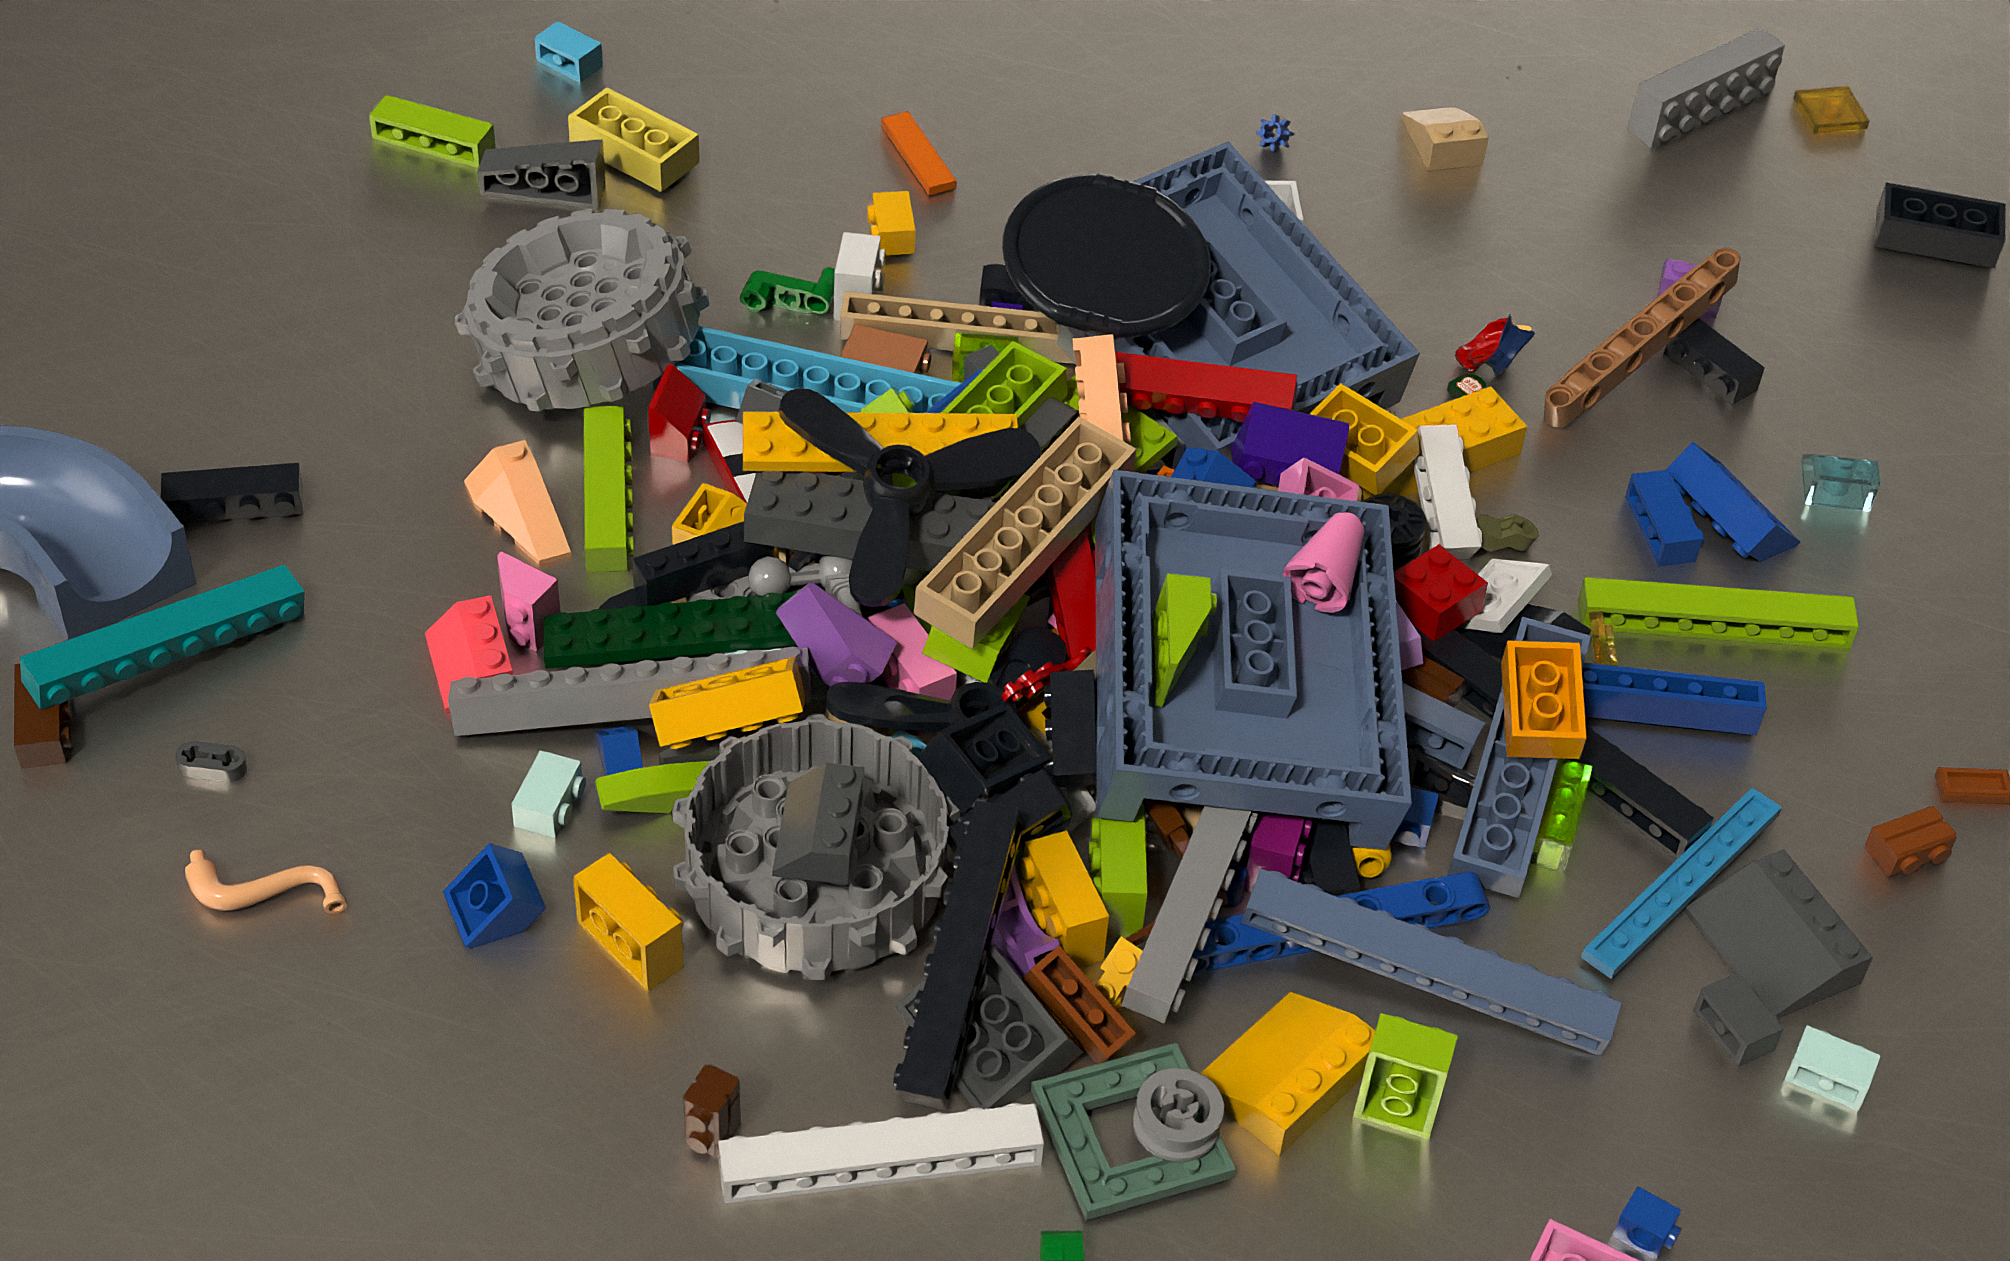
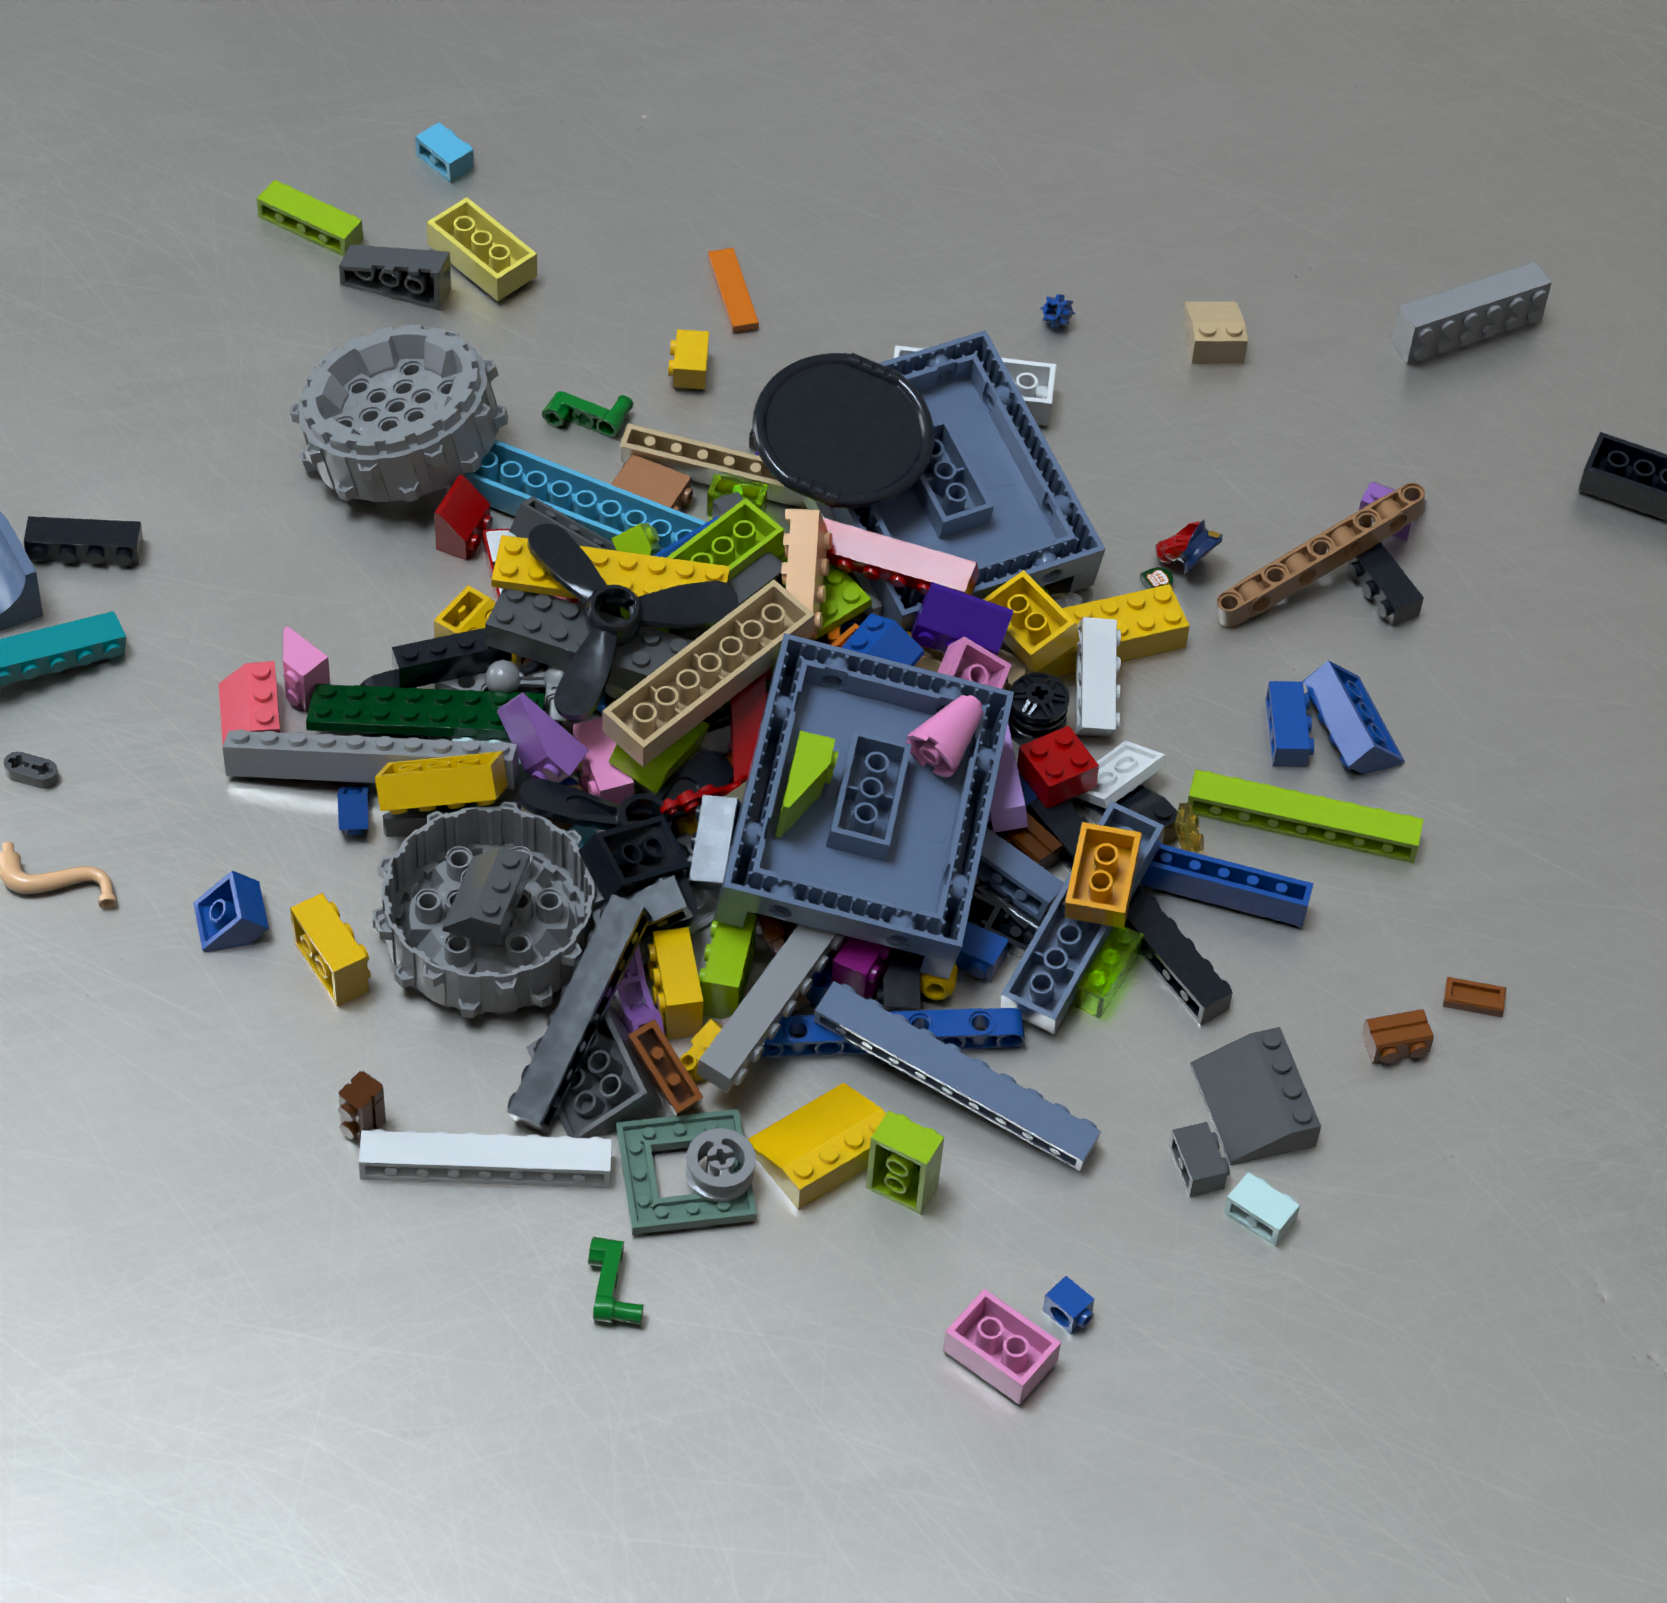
camera: 10 degrees right, 5 degrees up
(515, 496) = (313, 574): light nougat wedge -> none
(548, 794) = (289, 835): light aqua brick -> none
(606, 489) = (390, 576): lime brick -> none
(648, 788) = (367, 841): lime slope -> none
(858, 267) = (647, 401): white brick -> none
(1506, 532) = (1146, 718): olive piece -> none
(1680, 883) = (1193, 1041): dark azure plate -> none
(1831, 109) = (1589, 346): clear yellow tile -> none
(1840, 481) = (1457, 711): clear light blue slope -> none

